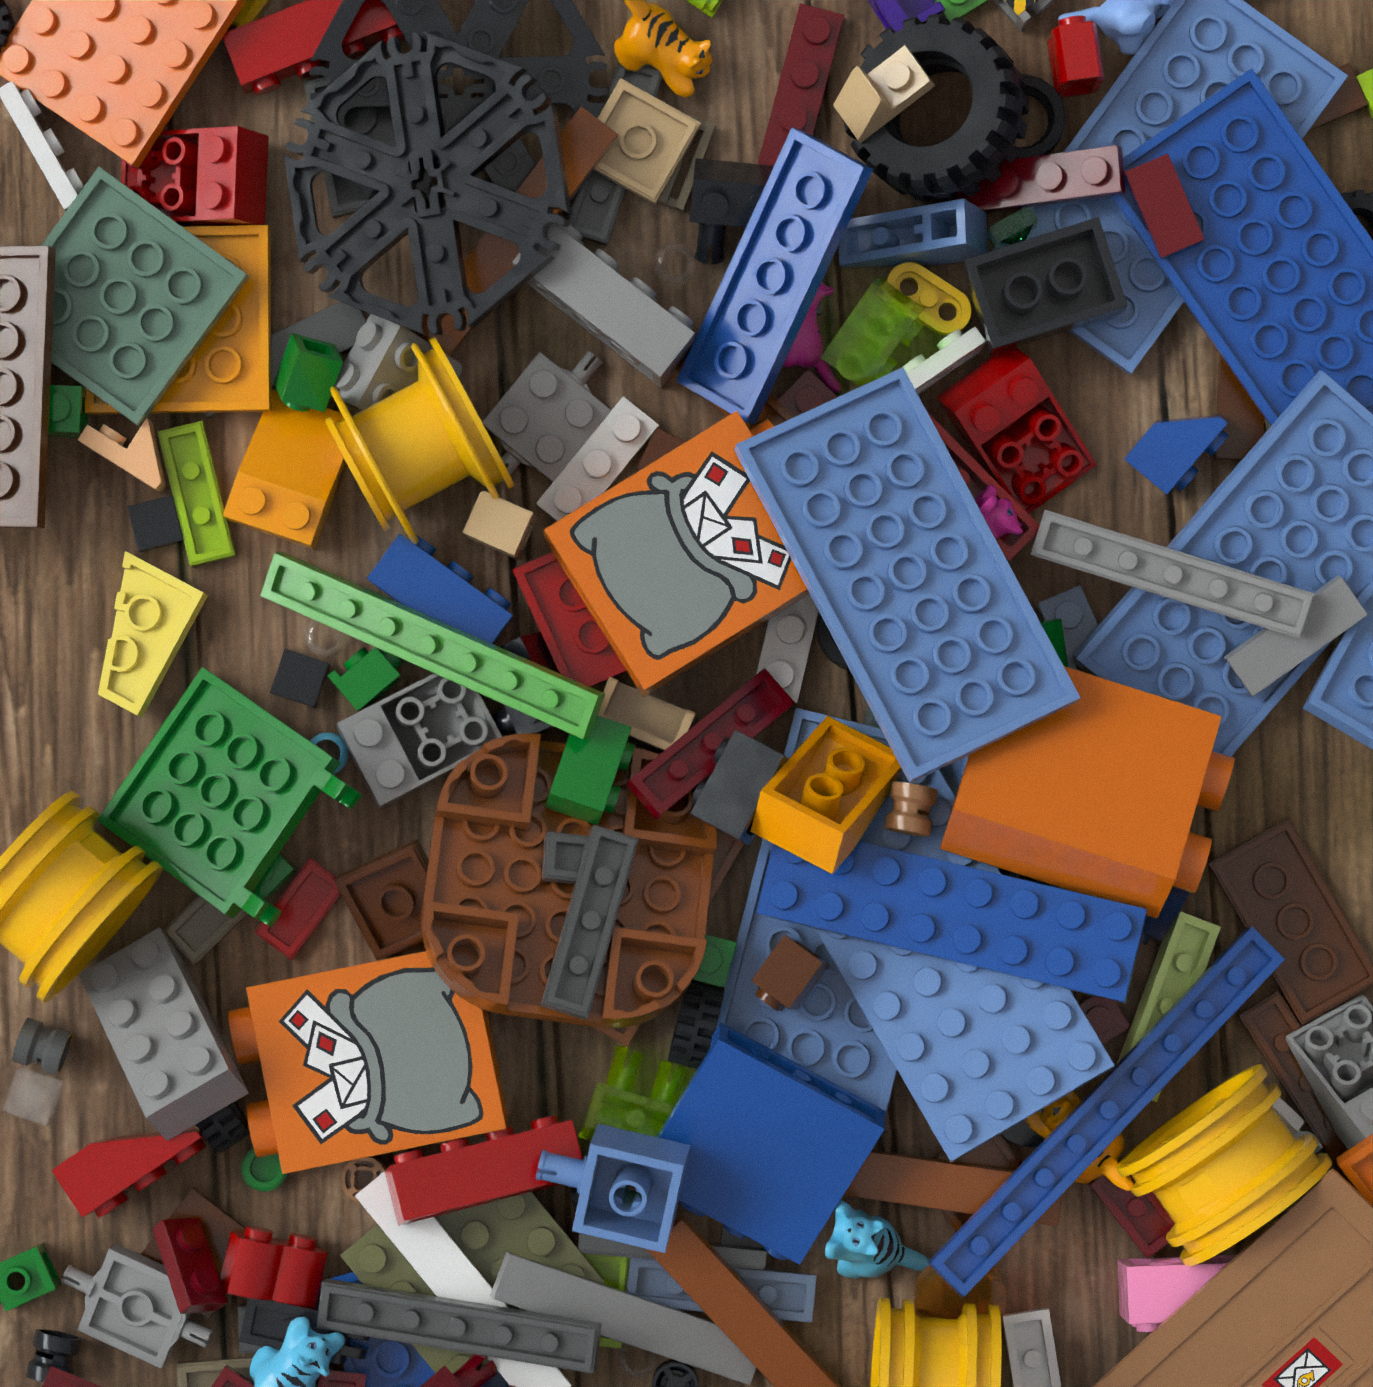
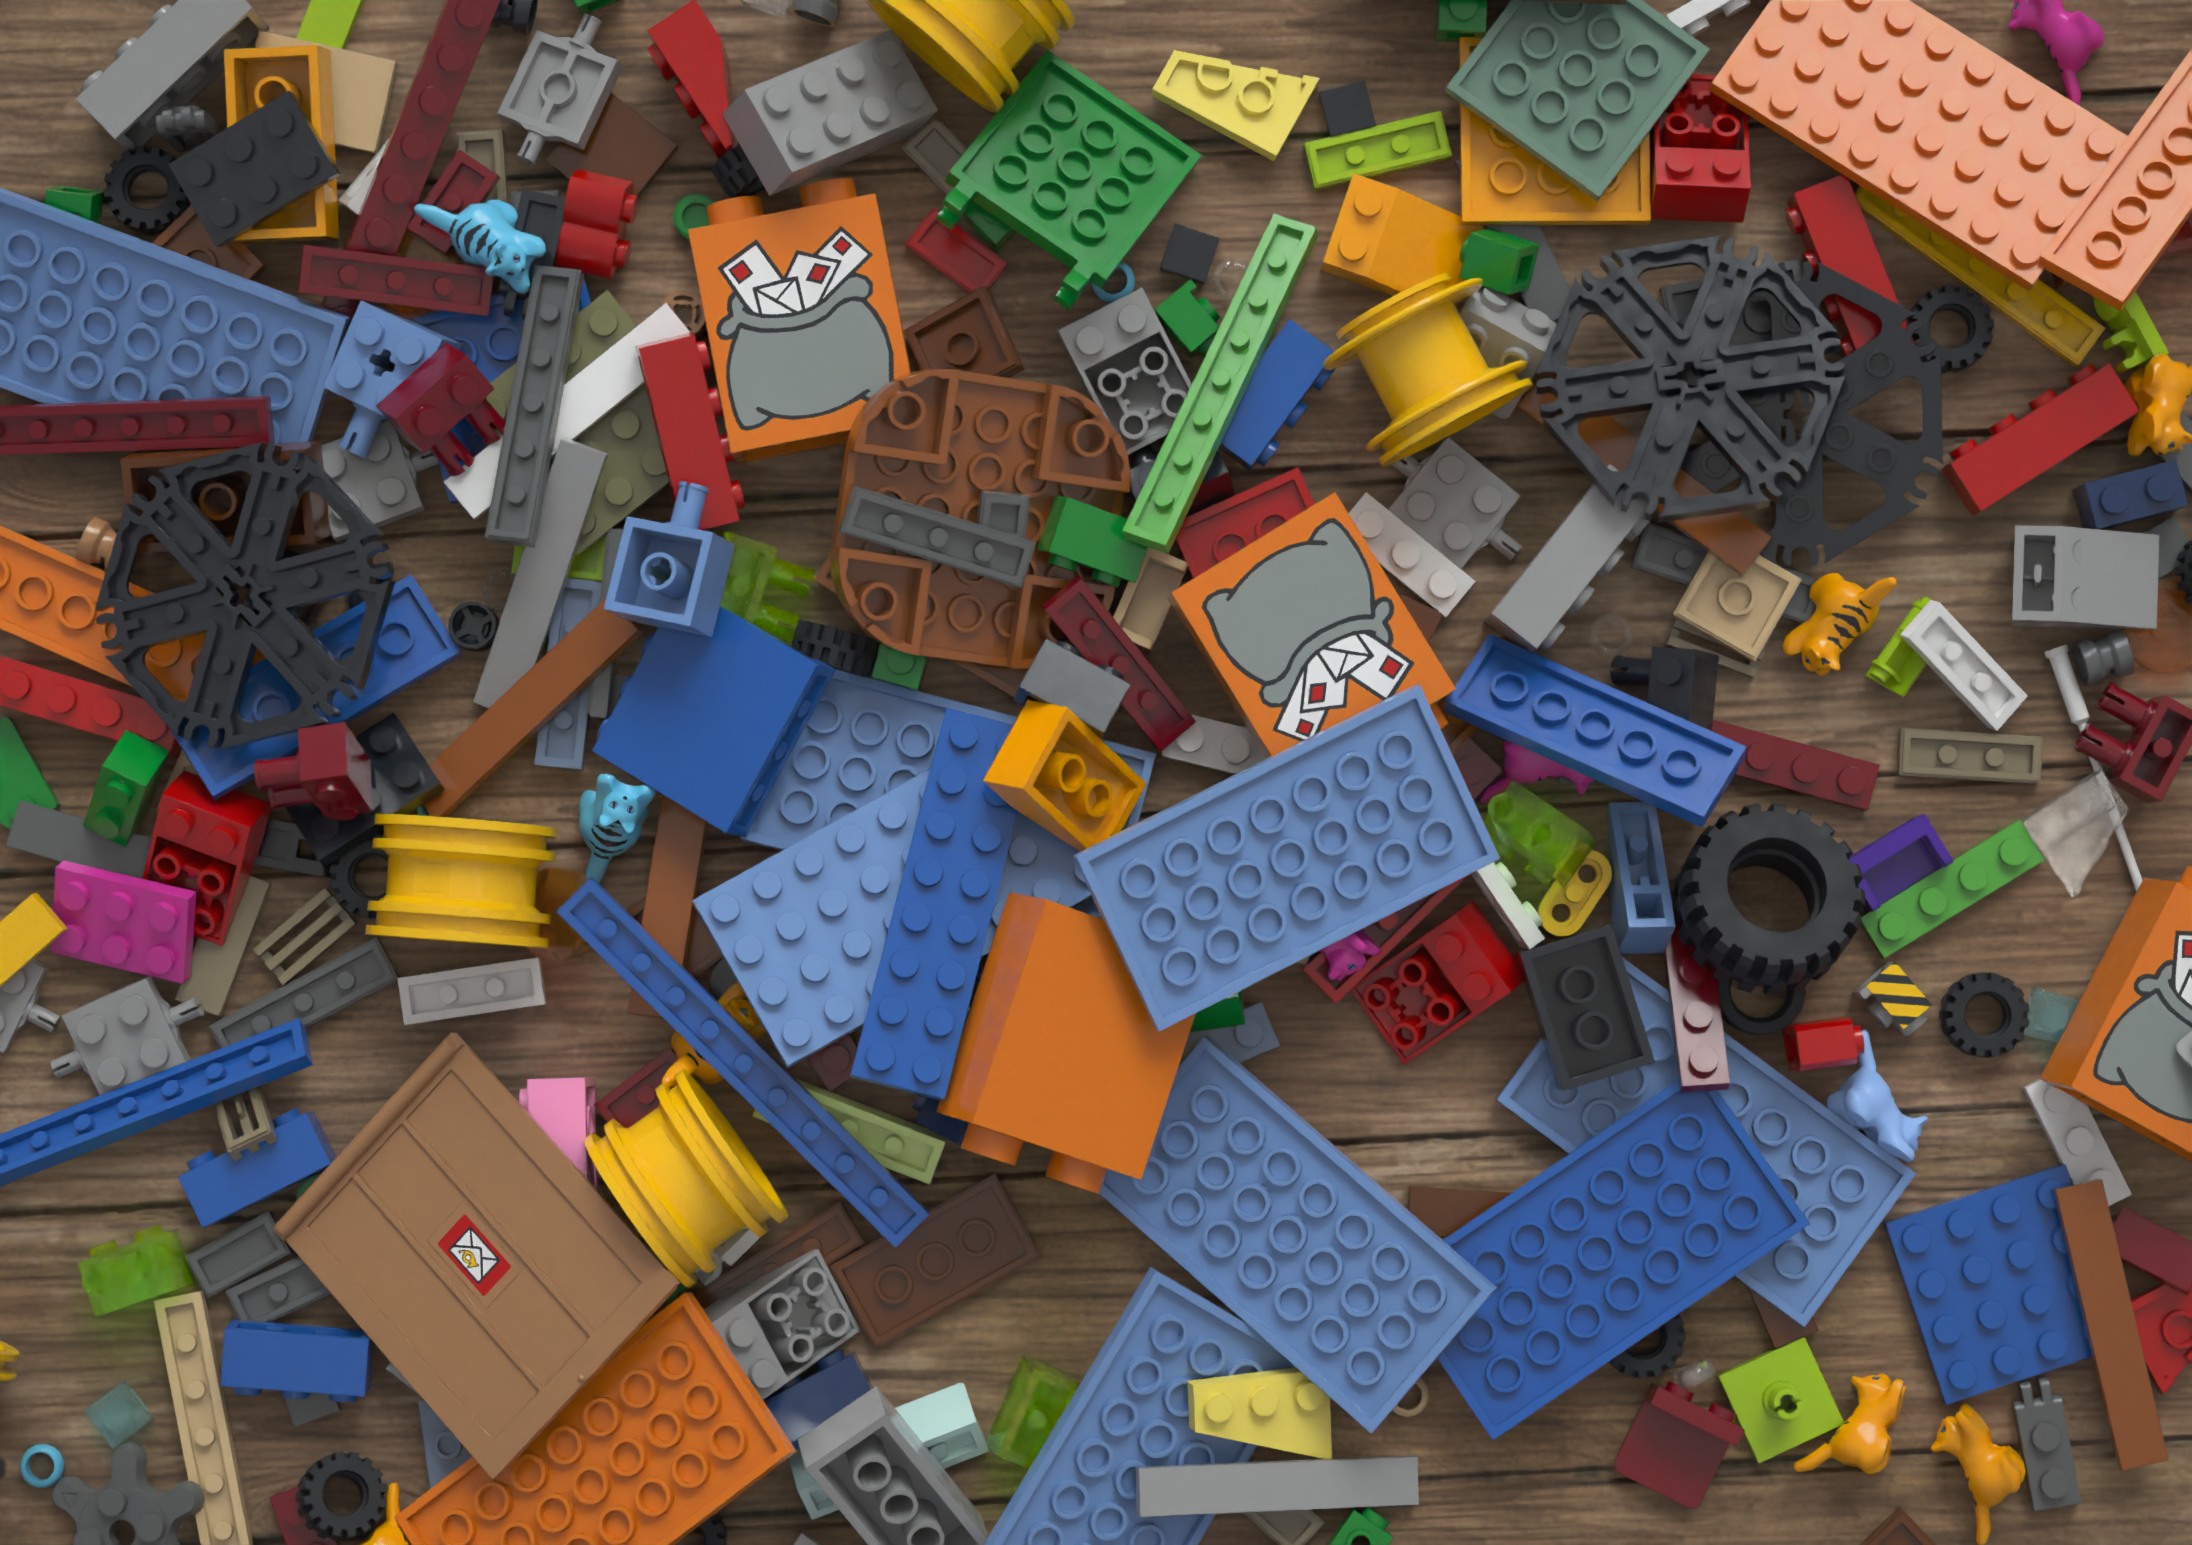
camera: 90 degrees right, 0 degrees up
(139, 459) = (1412, 92): light nougat slope -> none
(189, 1265) = (599, 139): dark red plate -> none
(500, 525) = (1341, 453): tan panel -> none
(788, 974) = (883, 739): reddish brown brick -> none
(879, 96) = (1778, 836): tan slope -> none
(911, 809) = (1049, 863): medium nougat wheel -> none
(1012, 228) = (1644, 977): clear green tile -> none
(1164, 206) = (1667, 1131): dark red tile -> none
(1172, 447) = (1420, 1140): blue slope -> none
(1173, 574) = (1288, 1134): light grey tile -> none
(1273, 654) = (1224, 1261): light grey tile -> none

